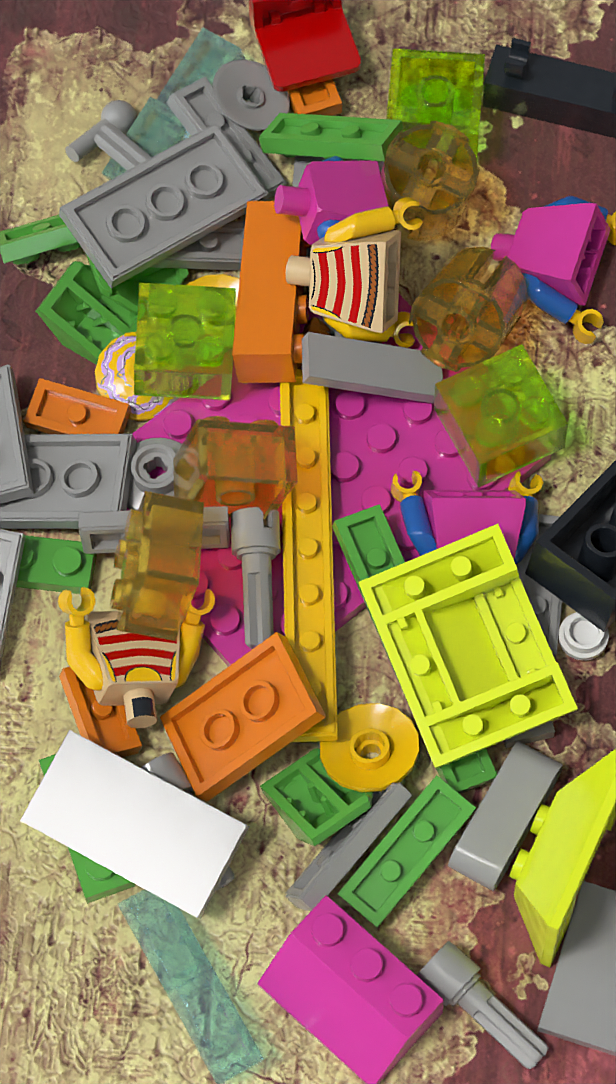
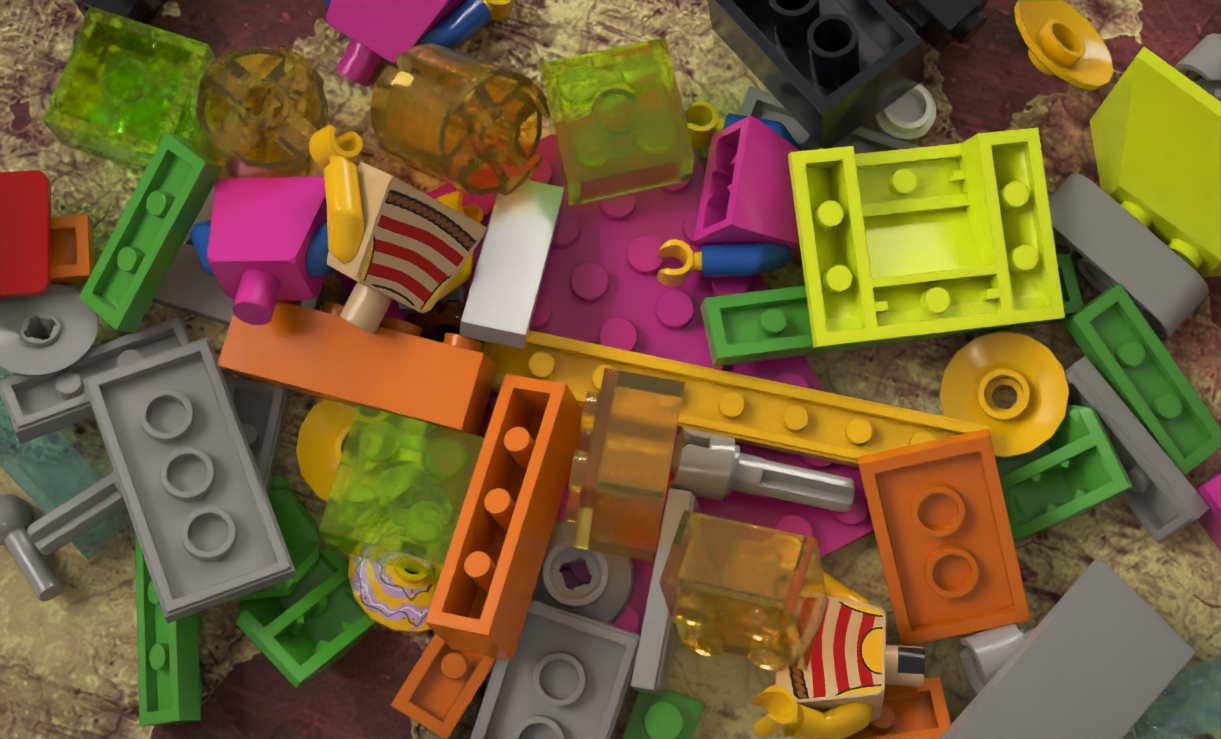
camera: 85 degrees left, 10 degrees up
(167, 399) = (507, 518): none -> orange brick

